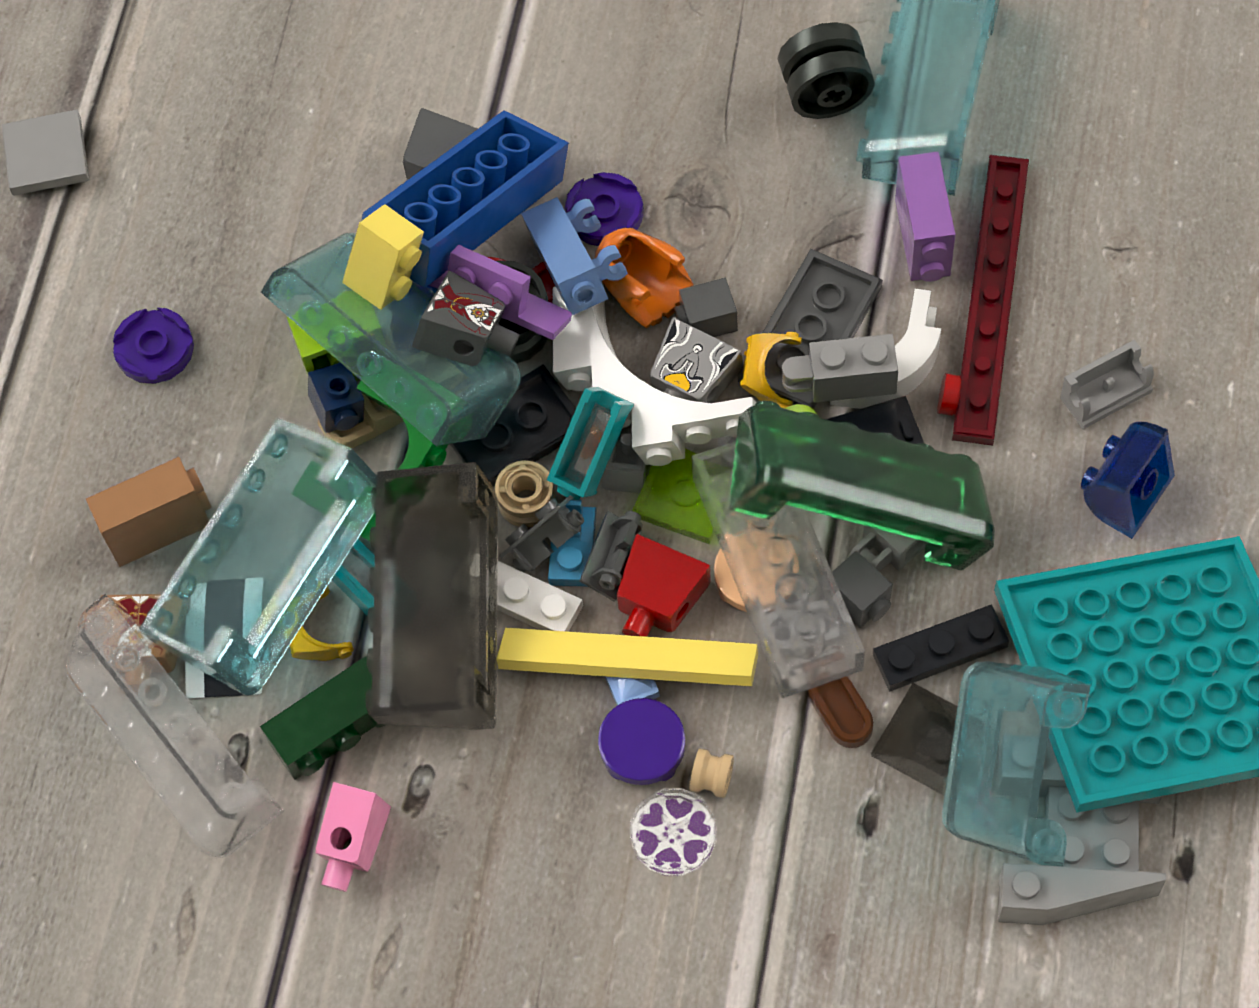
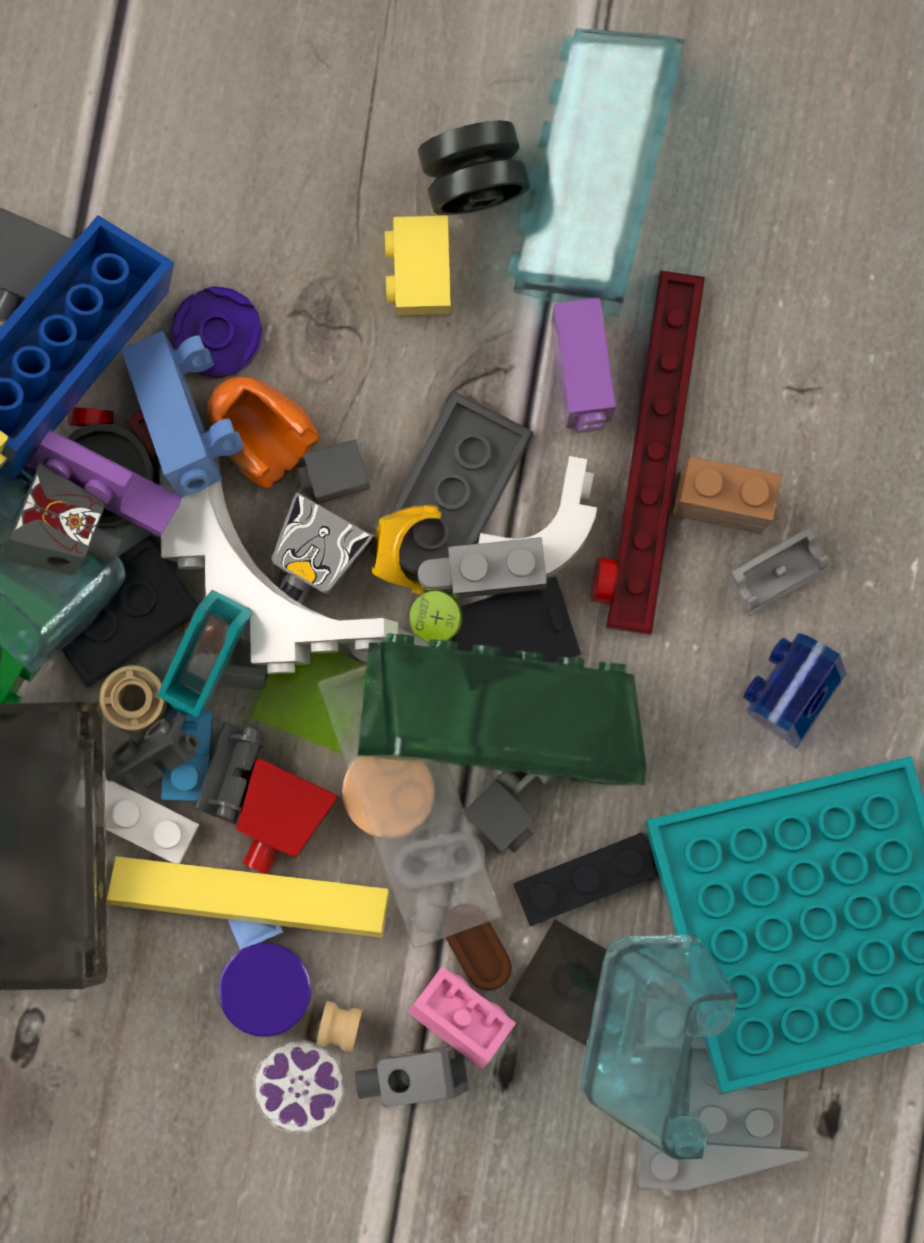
camera: 10 degrees left, 20 degrees up
(781, 152) = (420, 265): none -> light yellow brick
(785, 811) = (432, 1073): none -> torso
(828, 757) = (462, 1017): none -> bright pink bracket
(1057, 314) = (726, 495): none -> medium nougat brick

